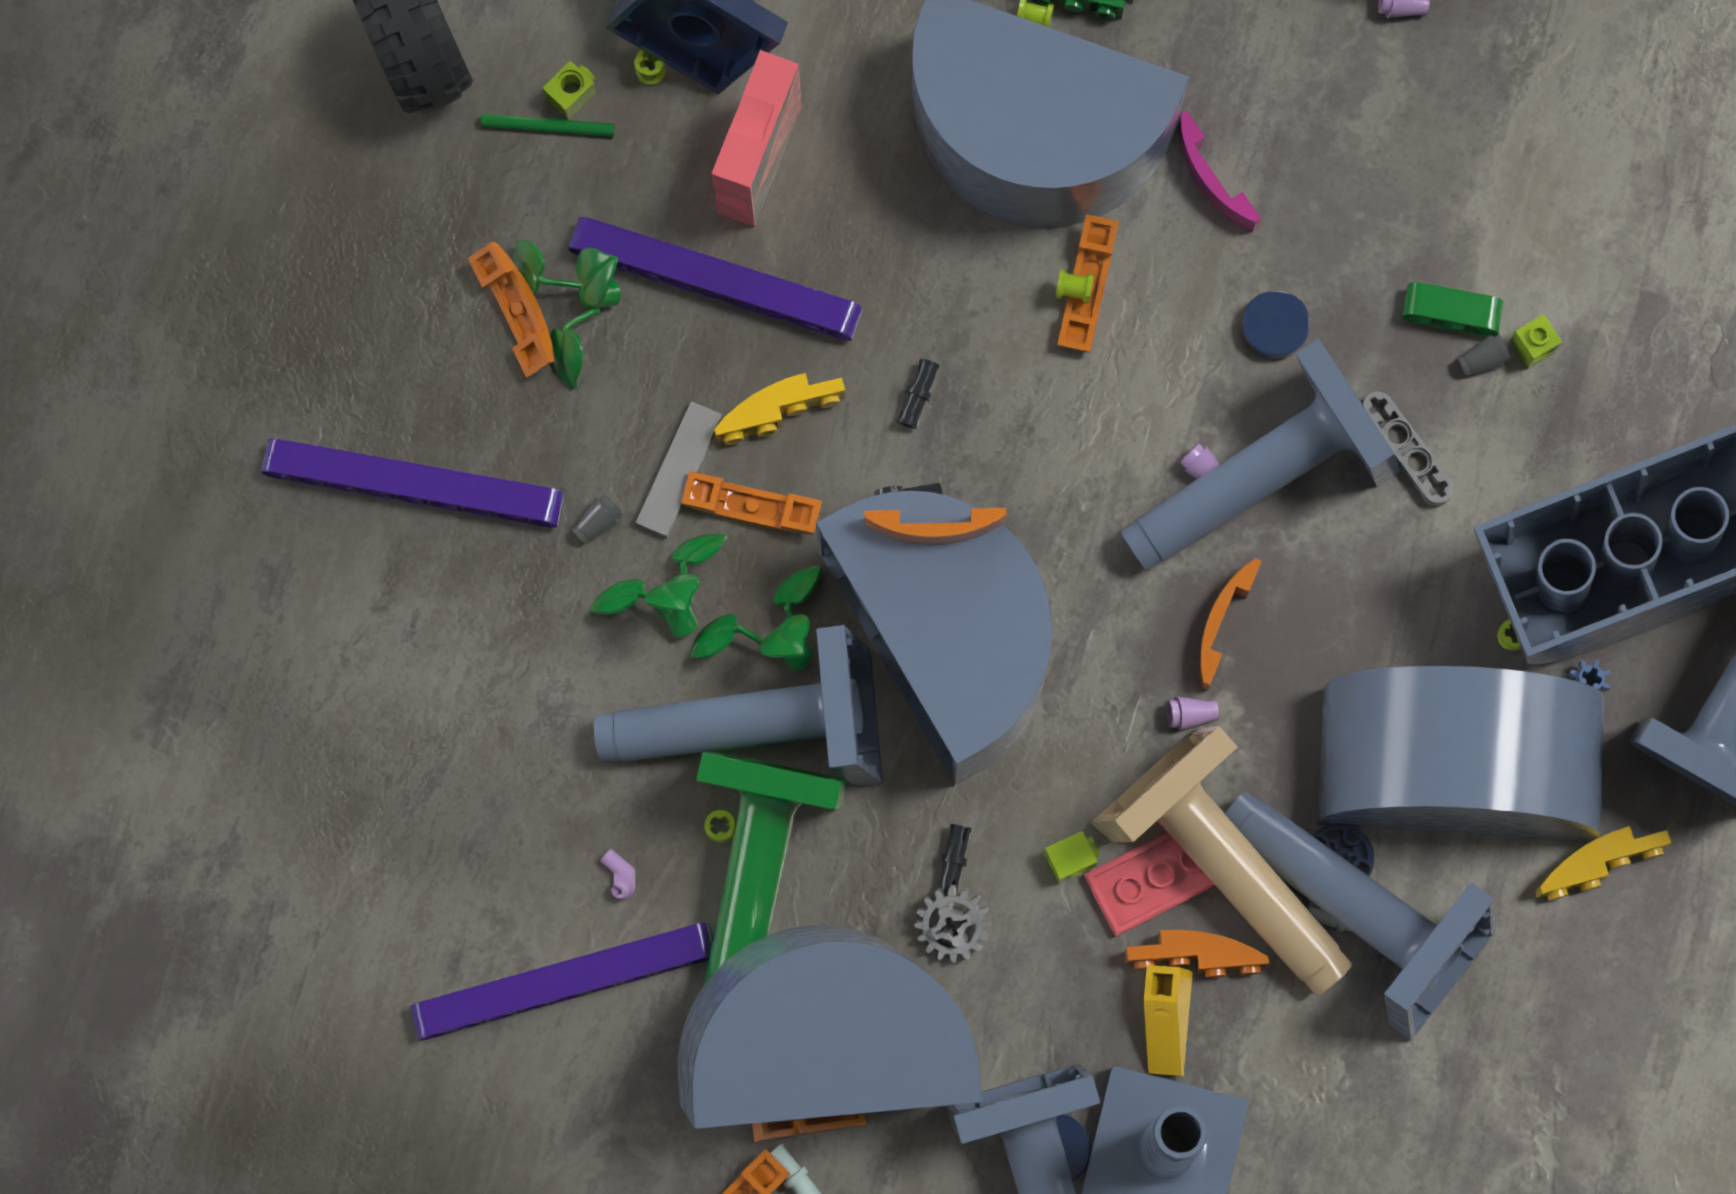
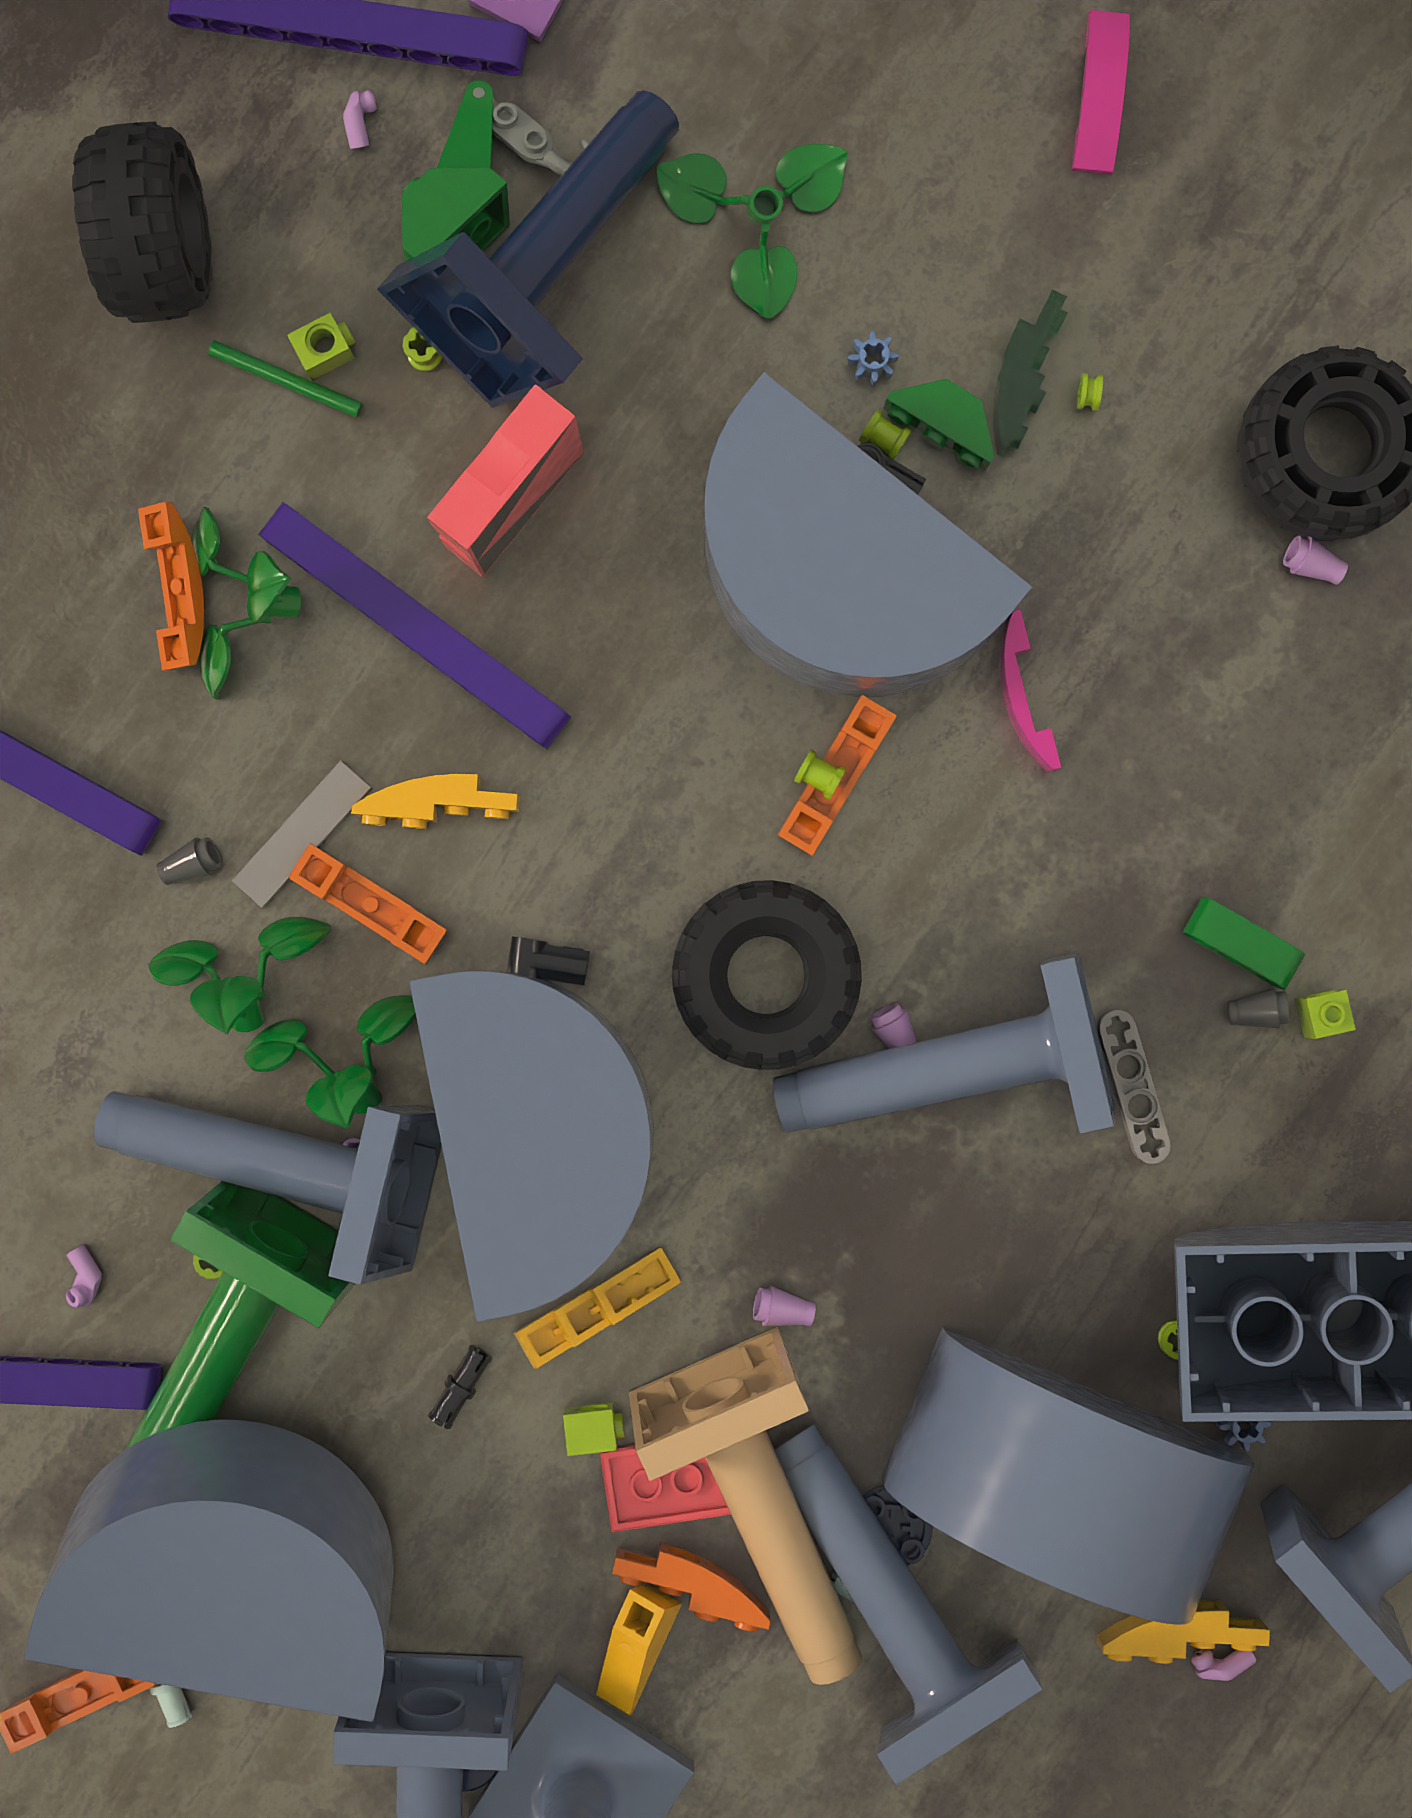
camera: 15 degrees right, 10 degrees up
(918, 393) = (601, 837): black pin -> none
(958, 937) = (433, 1461): light grey gear -> none
(981, 522) = (493, 1017): orange slope -> none
(1042, 761) = (597, 1308): none -> yellow slope
(1096, 402) = (829, 986): none -> black tyre
(1239, 585) = (822, 1257): orange slope -> none
(1276, 324) = (1035, 892): dark blue tile -> none
(1645, 879) = (1221, 1669): none -> lavender arm

